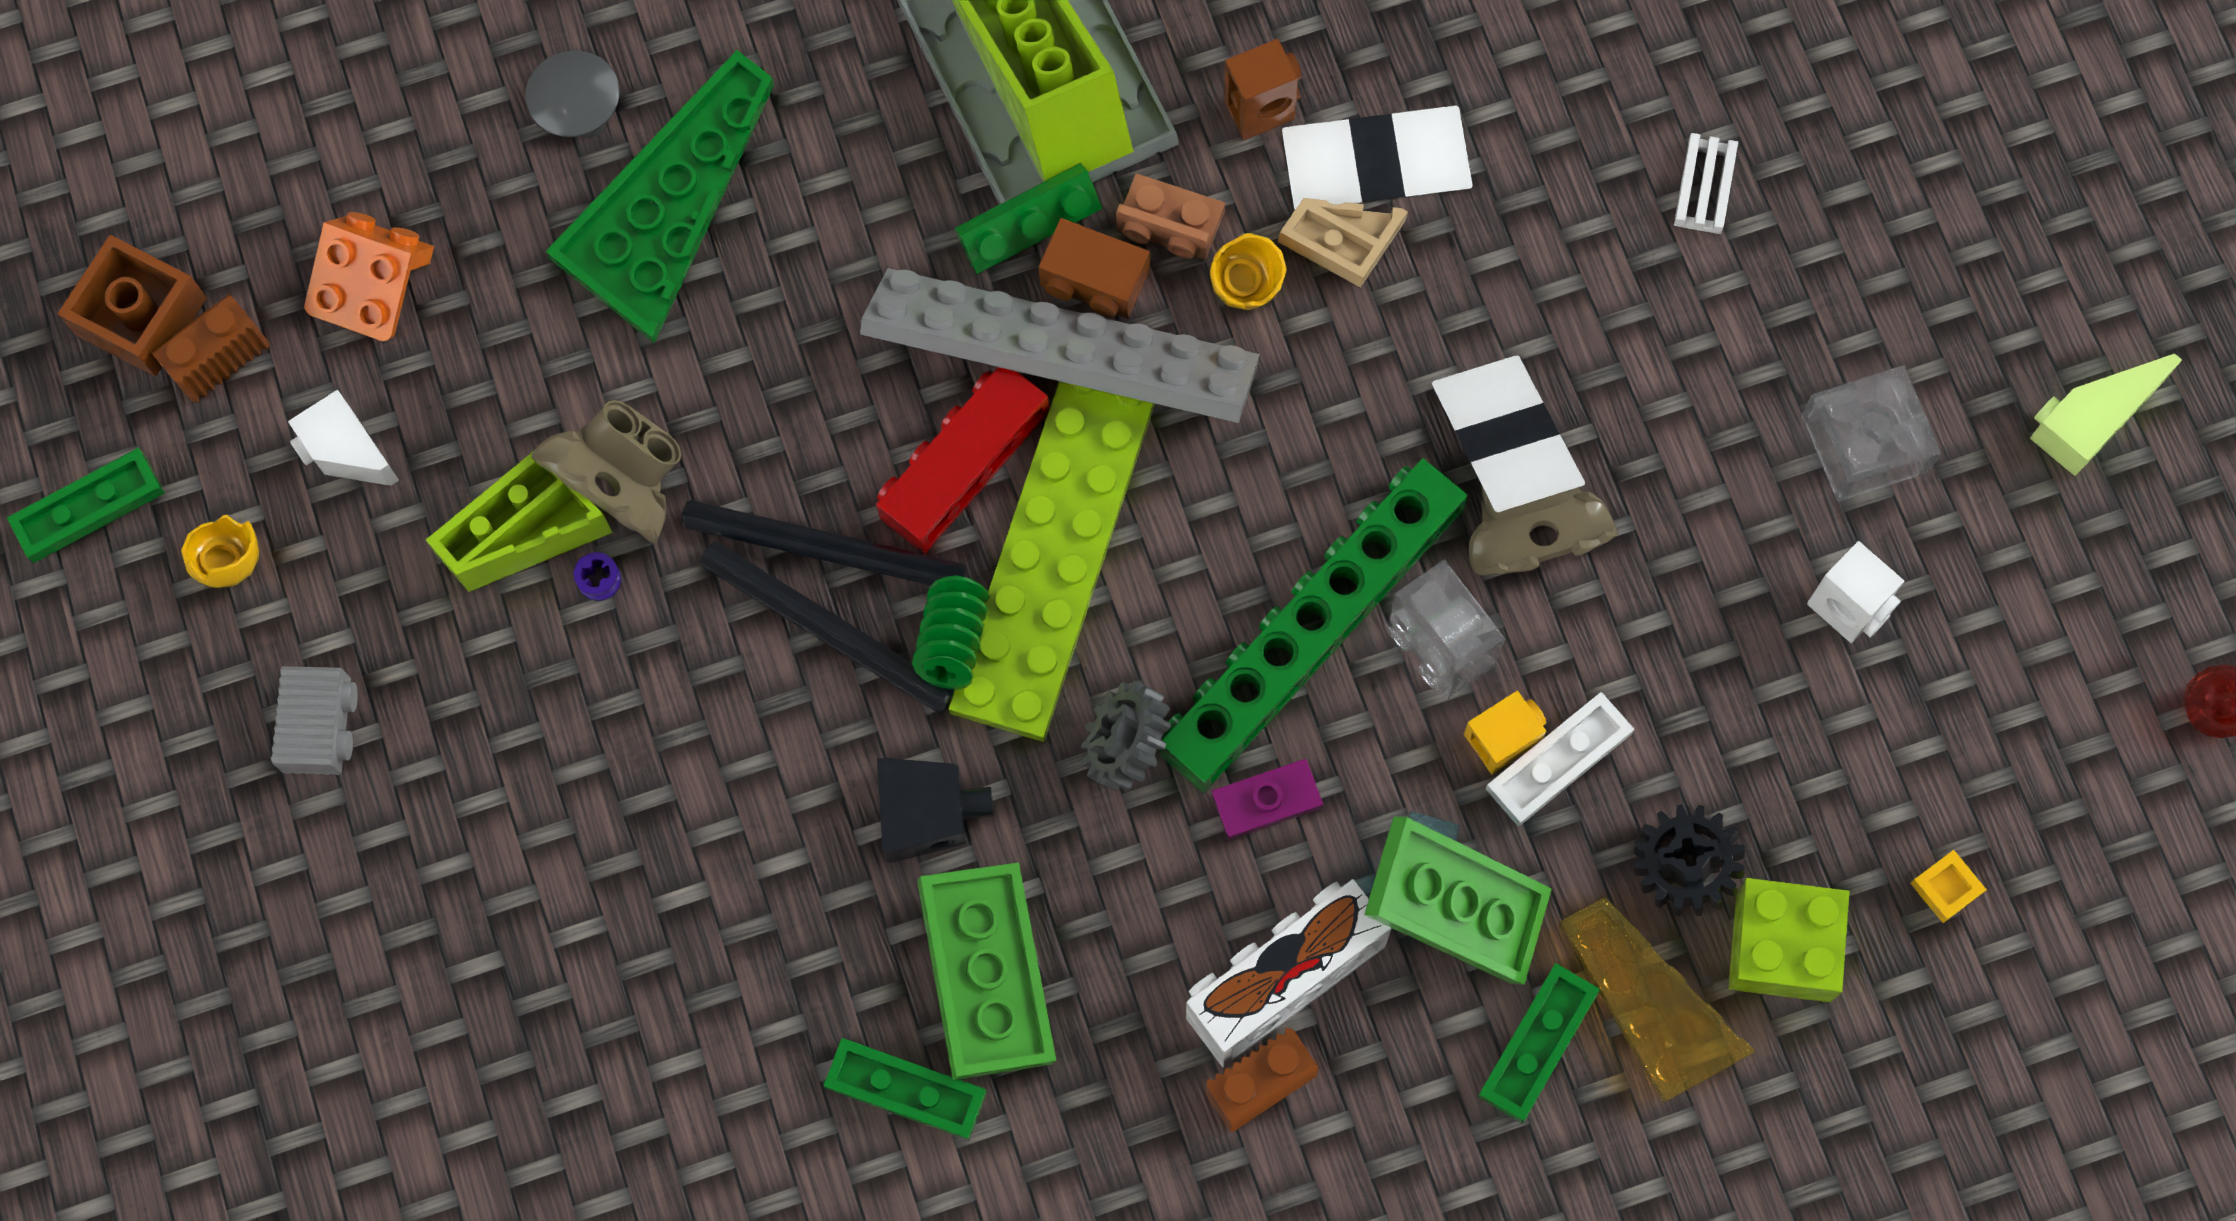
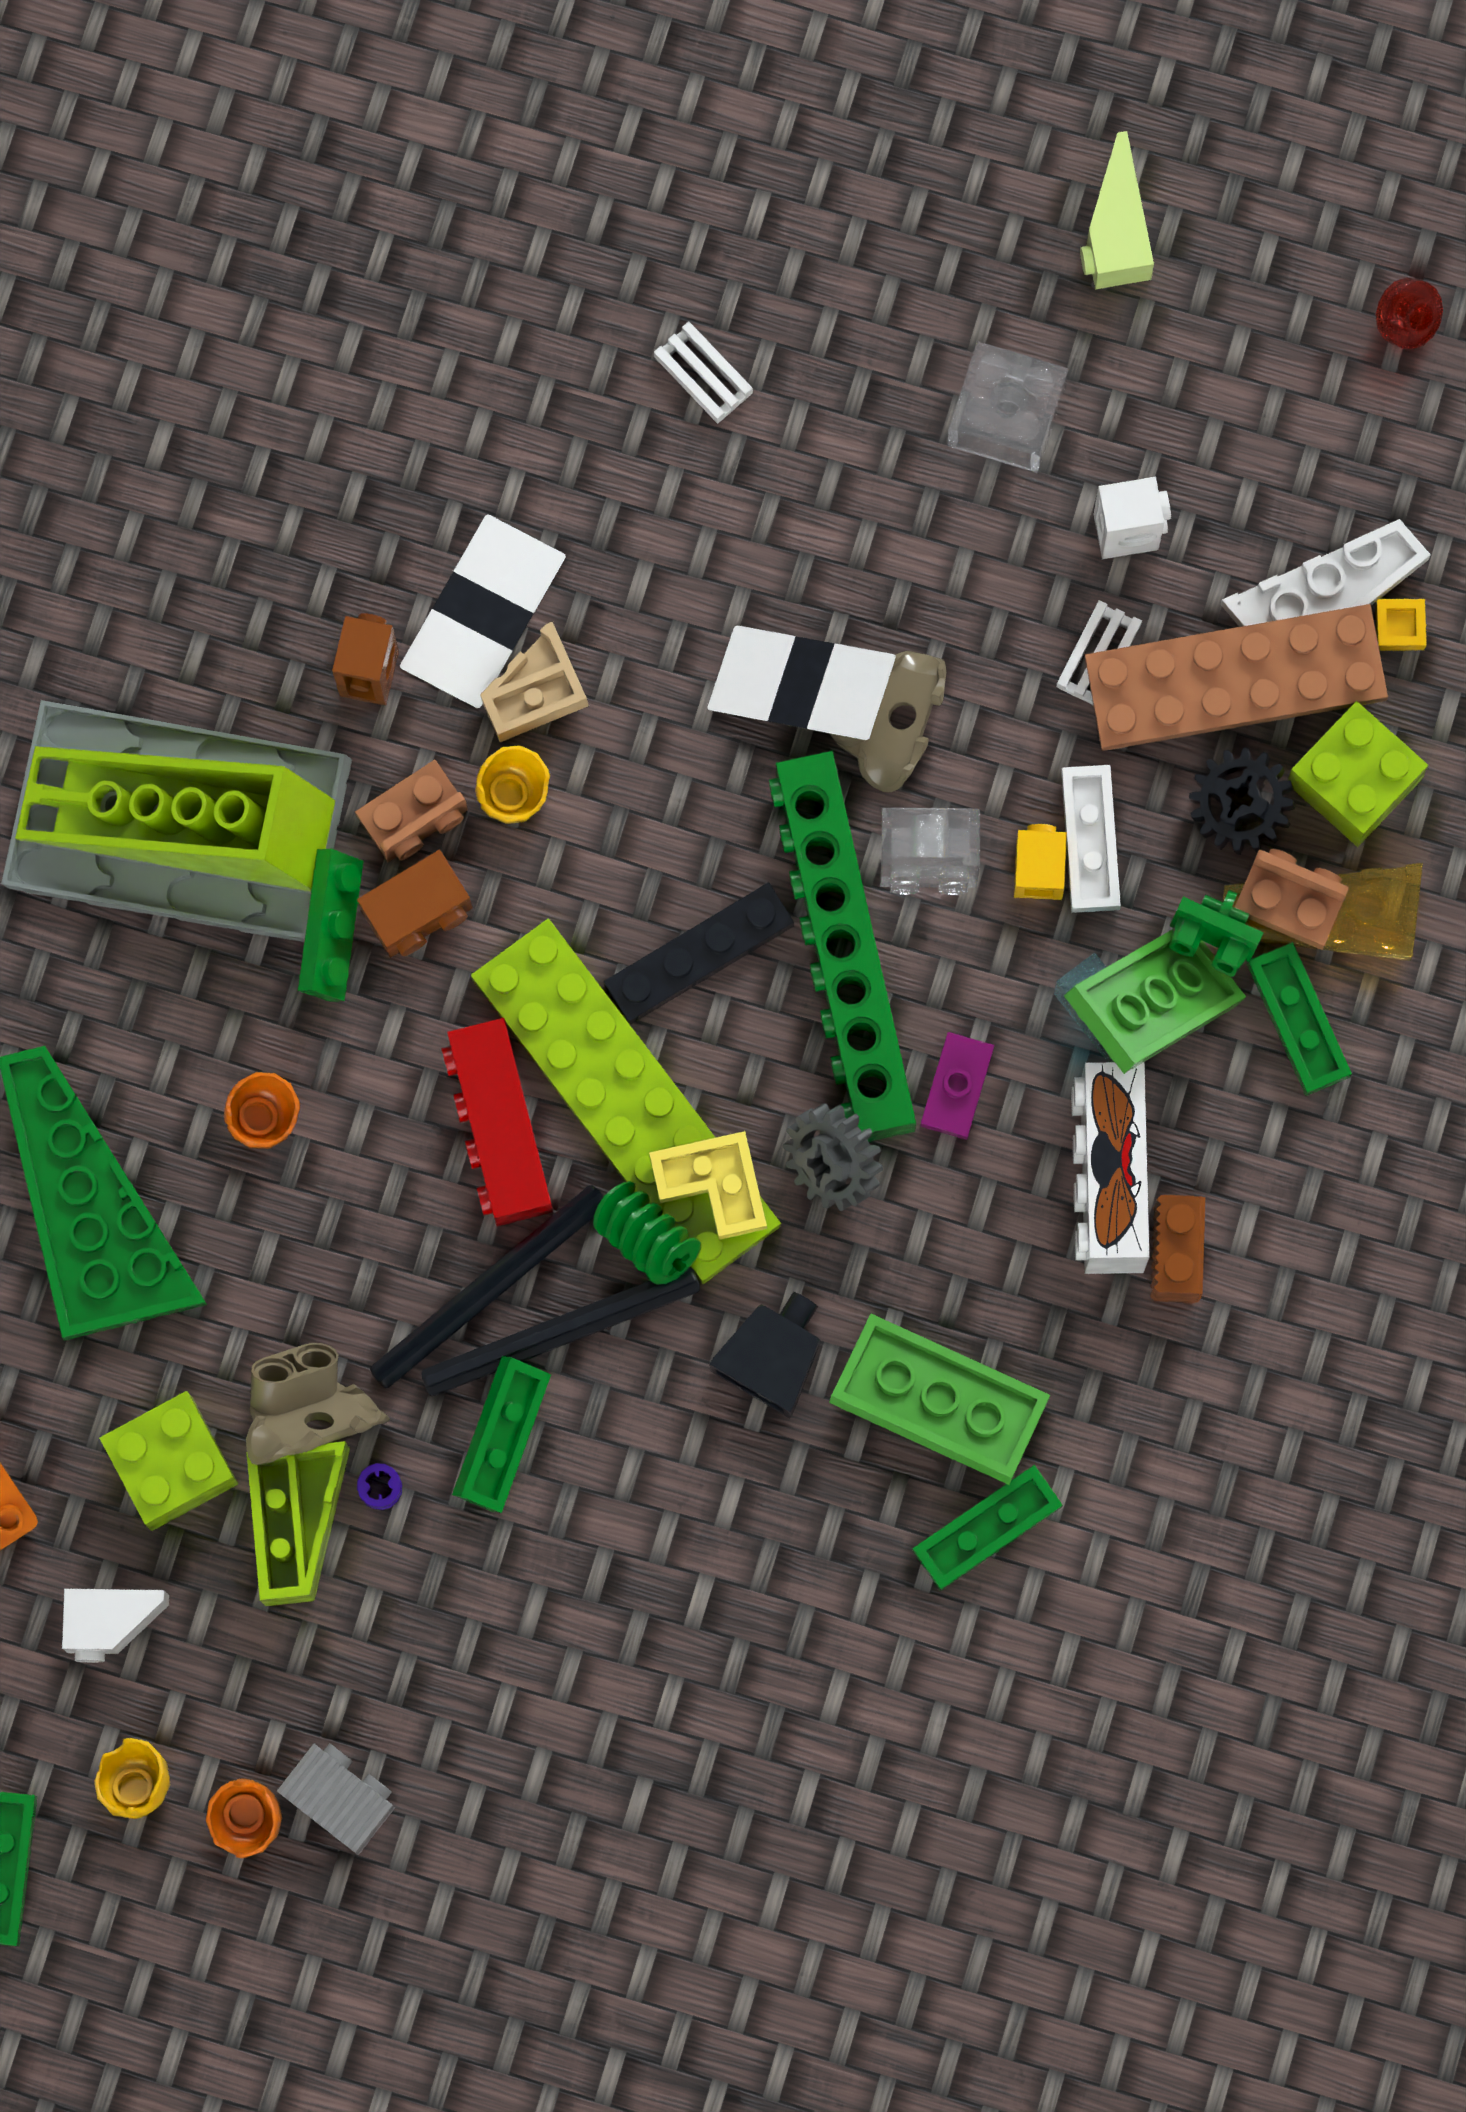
camera: 55 degrees left, 5 degrees up
(247, 659) = (243, 1817): none -> orange hair
(501, 398) = (168, 1461): none -> lime brick
(704, 639) = (501, 1434): none -> green plate
(837, 270) = (261, 1110): none -> orange hair
(1046, 651) = (718, 1168): none -> light yellow plate
(1061, 344) = (463, 977): light grey plate -> none
(1222, 516) = (699, 953): none -> black plate
(1564, 913) = (1217, 925): none -> green hips
(1636, 959) = (1292, 897): none -> nougat bracket
(1764, 649) = (1116, 619): none -> white tile
(1792, 779) = (1236, 677): none -> nougat plate
(1907, 800) = (1339, 580): none -> white wing

